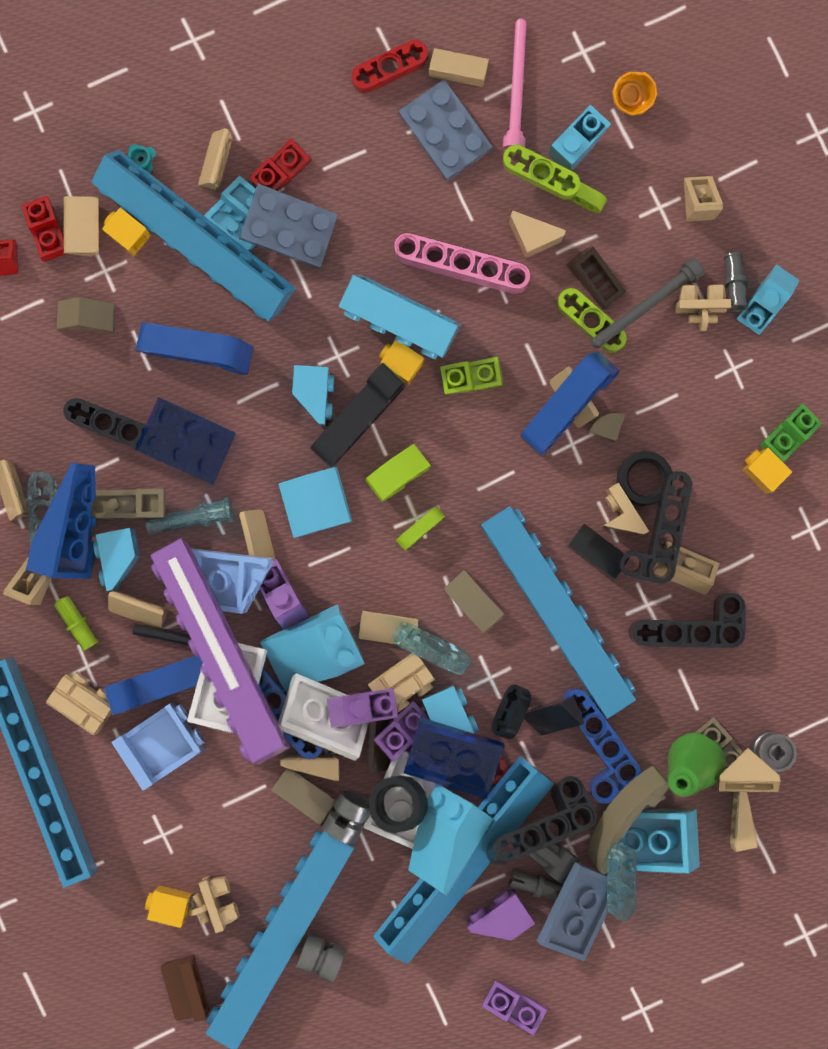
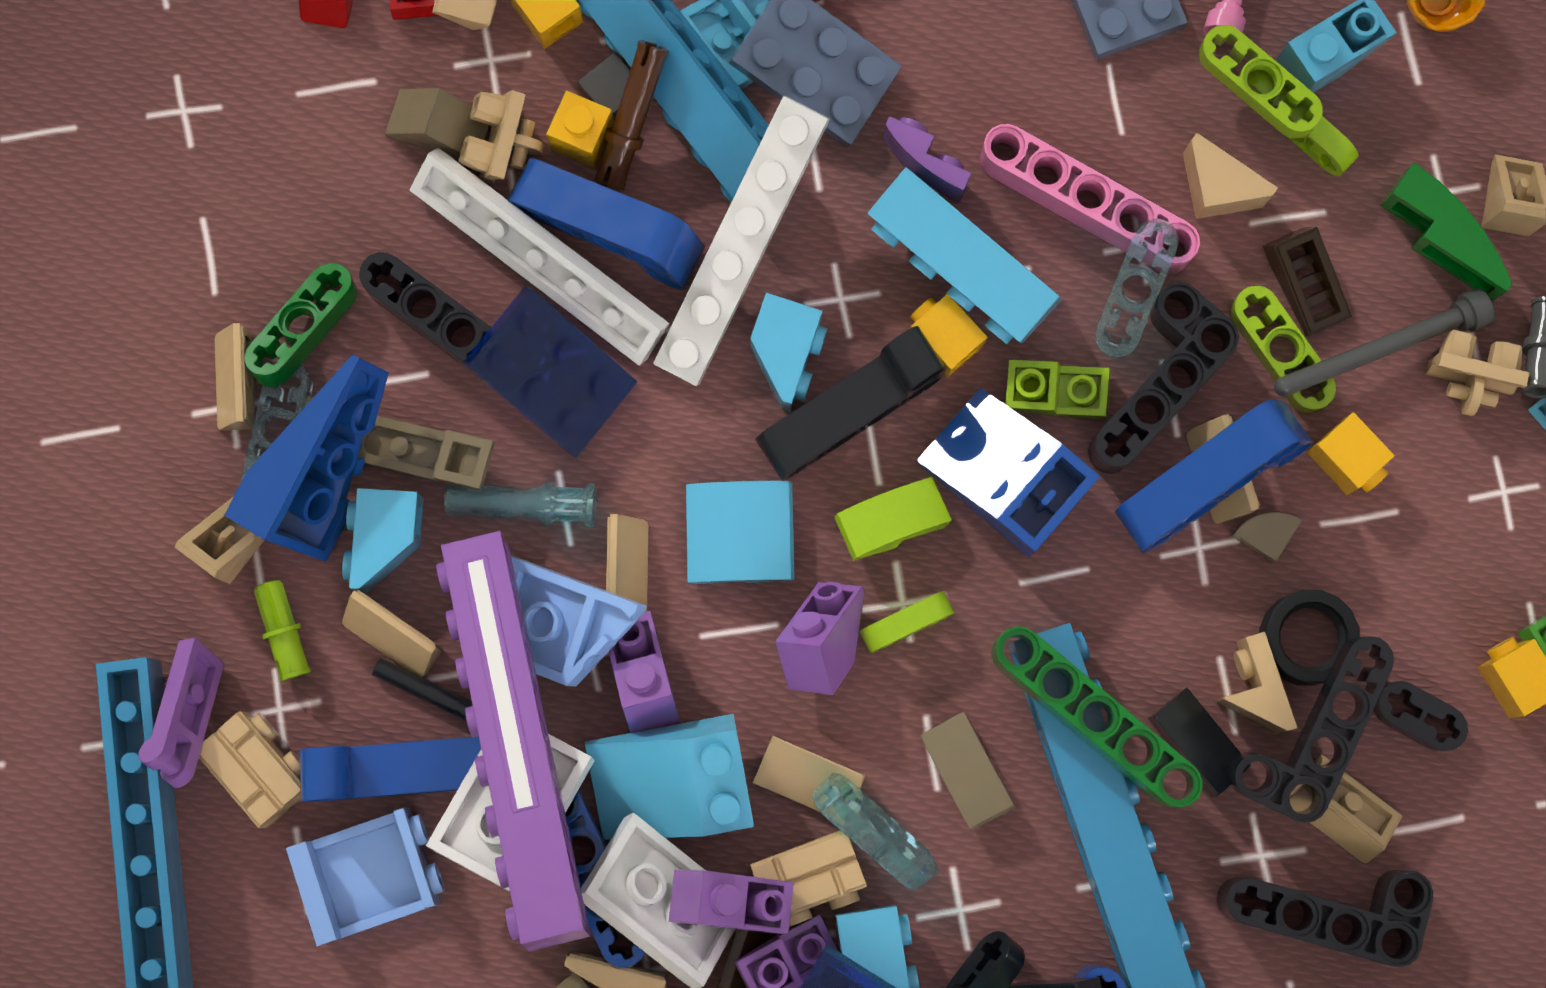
camera: 10 degrees right, 5 degrees down
(34, 683) = (183, 713): none -> medium lavender plate
(43, 461) = (302, 344): none -> green beam
(120, 301) = (493, 156): none -> tan hips
(161, 376) = (538, 256): none -> white plate
(166, 298) = (580, 129): none -> yellow brick
(176, 269) = (606, 82): none -> dark grey tile
(191, 293) = (631, 115): none -> reddish brown pin
(272, 339) = (741, 240): none -> white plate
(355, 259) = (912, 145): none -> medium lavender slope
(375, 550) = (822, 638): none -> medium lavender slope
(454, 429) = (1008, 471): none -> blue slope
(510, 301) = (1111, 316): none -> clear light blue beam
(526, 361) = (1158, 389): none -> black beam
(551, 555) = (1120, 723): none -> green beam
(644, 371) = (1352, 455): none -> yellow brick
(667, 229) = (1448, 231): none -> green slope
(714, 512) = (1426, 706): none -> black beam

